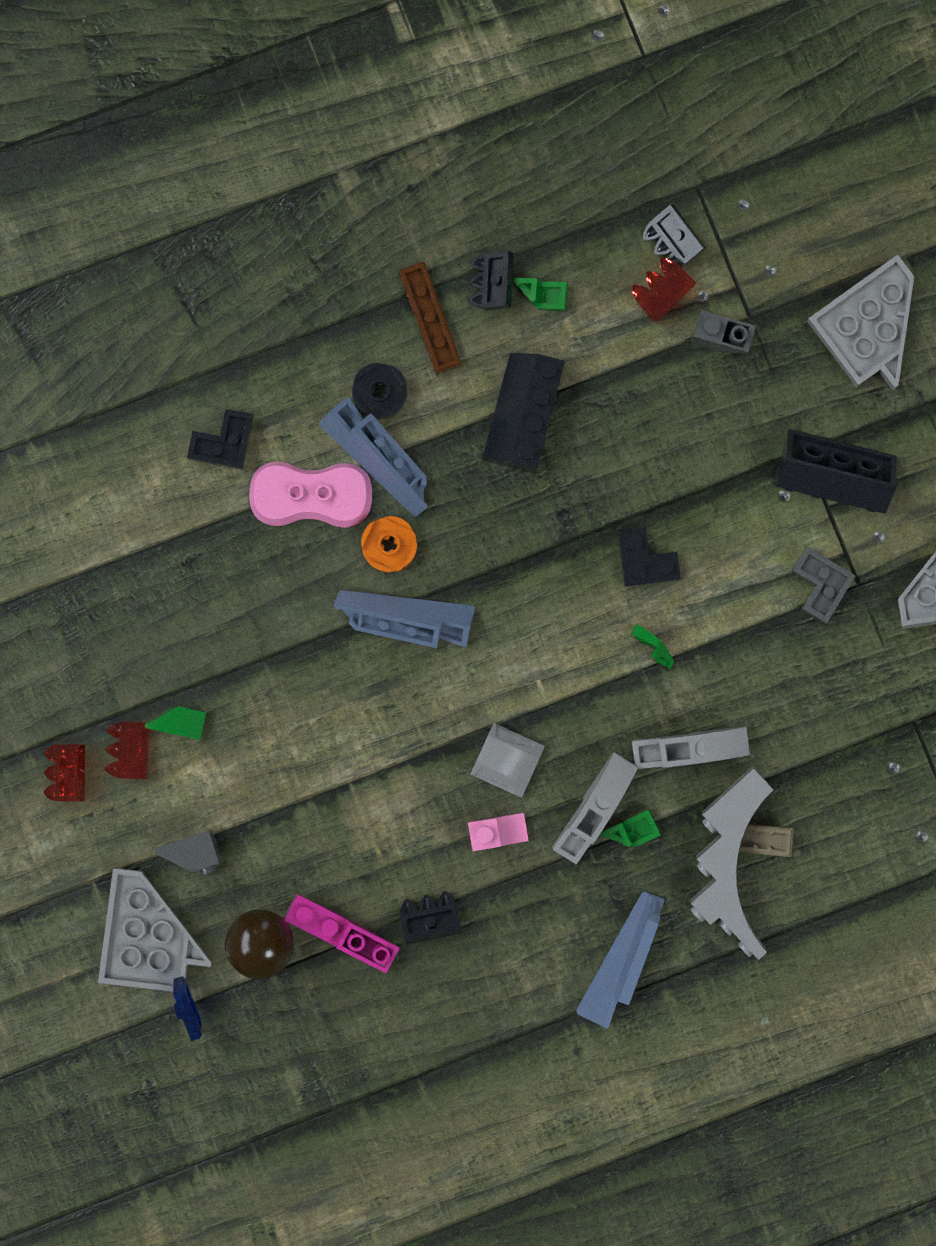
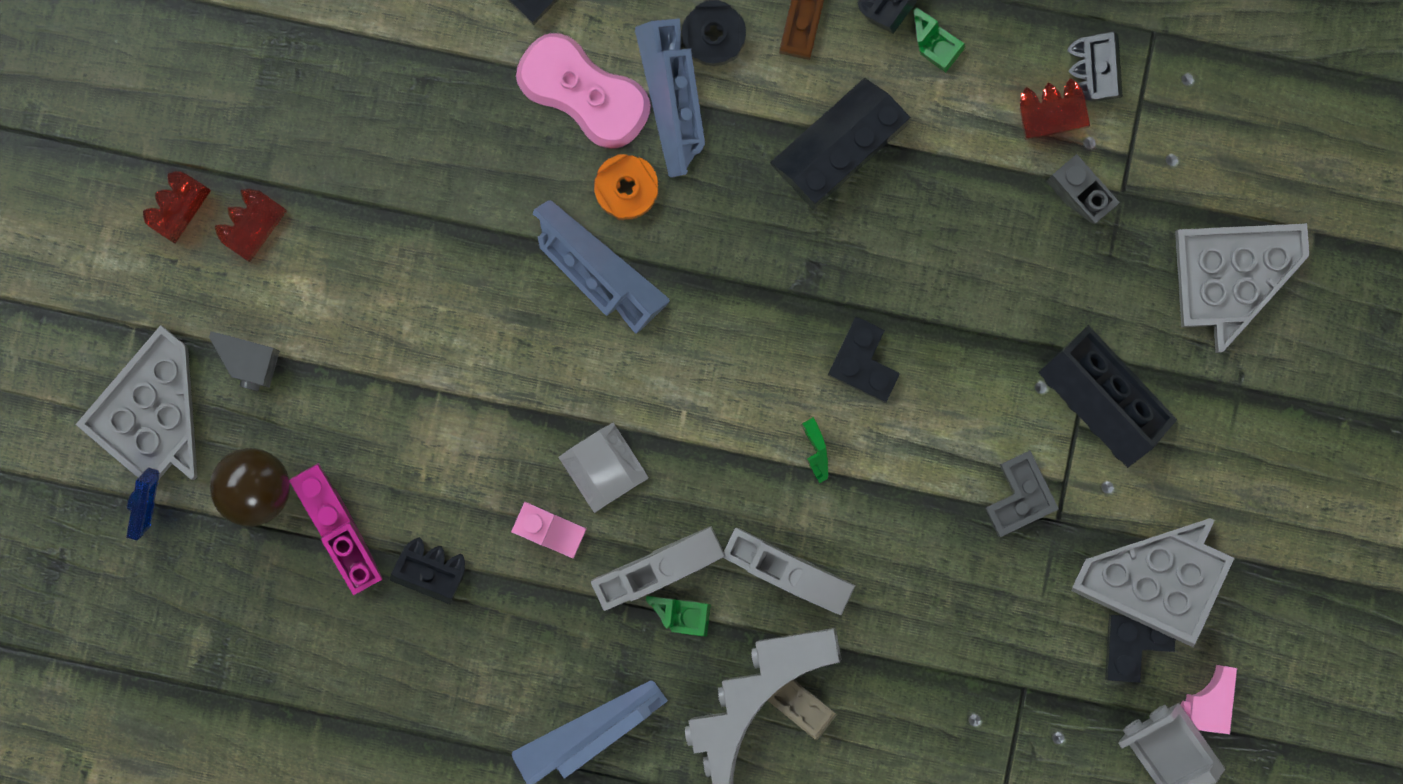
camera: 35 degrees right, 0 degrees up
(179, 722) = (314, 227): green slope -> none

